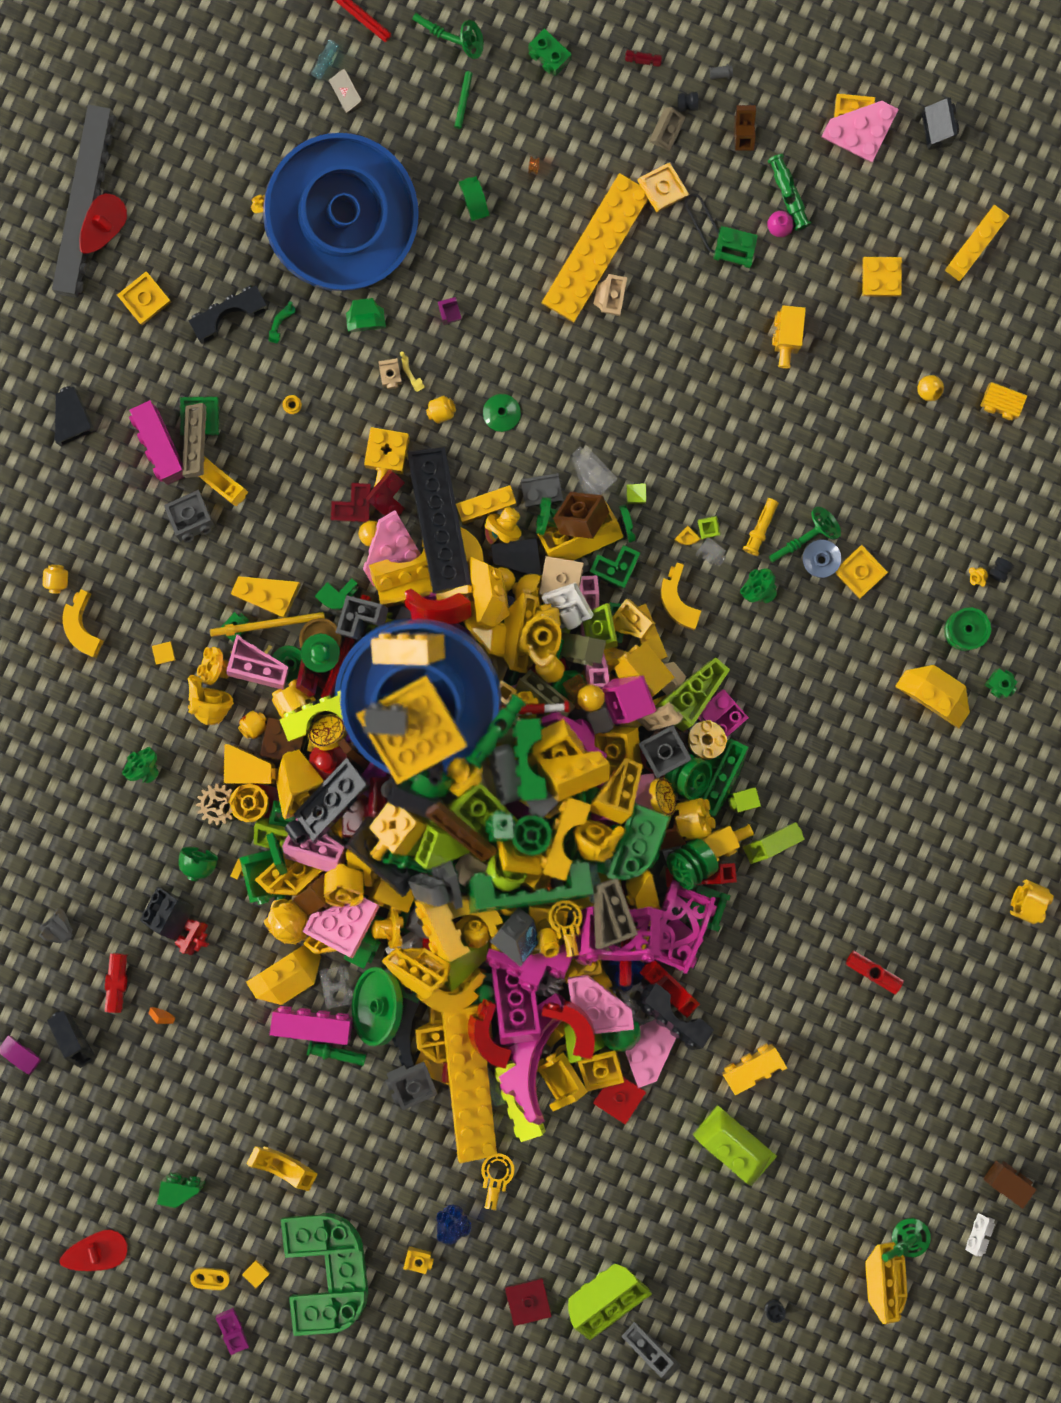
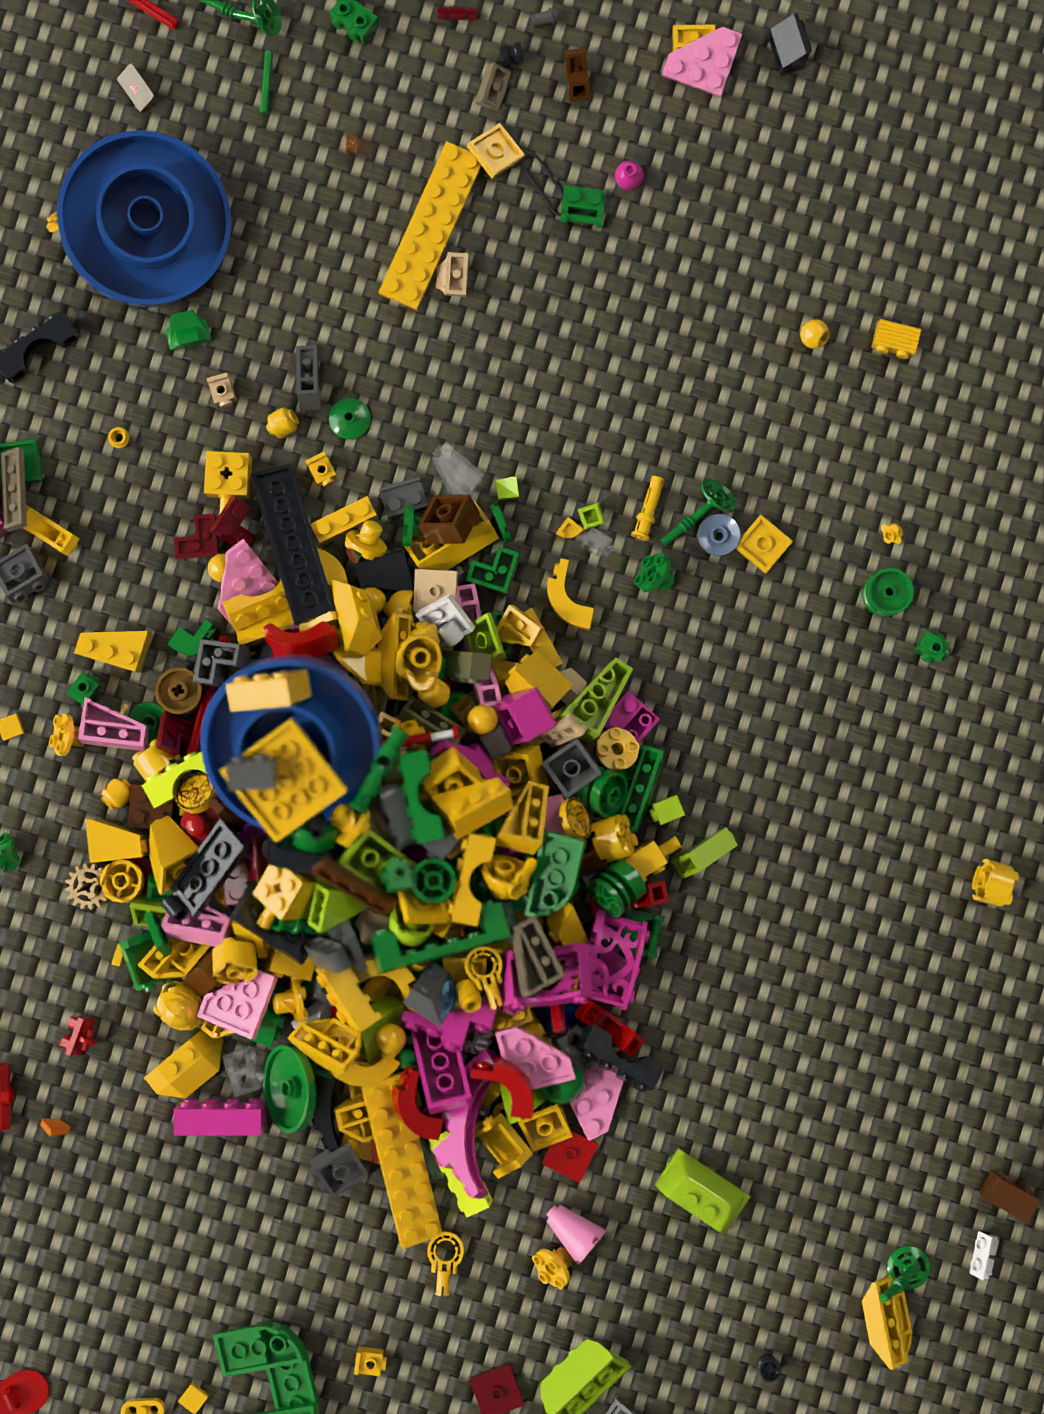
camera: 10 degrees left, 0 degrees up
(166, 914) = (47, 1014): black slope -> none
(177, 1189) = (94, 1317): green slope -> none
(196, 864) = (73, 954): green cylinder -> none
(207, 703) = (63, 777): yellow head -> none
(231, 629) = (78, 693): yellow bar -> none
(283, 1166) = (209, 1276): yellow arch -> none
(286, 312) = (99, 338): green piece -> none
(320, 652) = (179, 706): green plate -> none
(325, 59) = (109, 56): clear light blue pin -> none
(327, 1051) = (243, 1143): green pin -> none
(416, 383) = (253, 398): light yellow piece -> none
(449, 311) = (278, 313): magenta panel -> none
(452, 1225) = (402, 1318): clear blue plate -> none
(465, 450) = (318, 461): none -> yellow brick
(469, 371) = (308, 378): none -> dark grey slope
(474, 198) = (290, 187): green brick -> none
(474, 972) = (390, 1038): none -> yellow piece
(476, 933) = (387, 995): yellow head -> none
(592, 1196) = (553, 1266): none -> yellow plate
(615, 1167) = (574, 1232): none -> bright pink cone
(753, 1068) = (712, 1104): yellow wedge -> none
(785, 182) = (628, 128): green piece -> none
(789, 333) = (652, 292): yellow brick -> none
(882, 276) = (746, 219): yellow plate -> none
(884, 979) = (843, 987): red piece -> none
(937, 692) = (863, 666): yellow wedge -> none
(977, 243) = (845, 169): yellow arch -> none
(1000, 571) = (916, 524): black wheel -> none

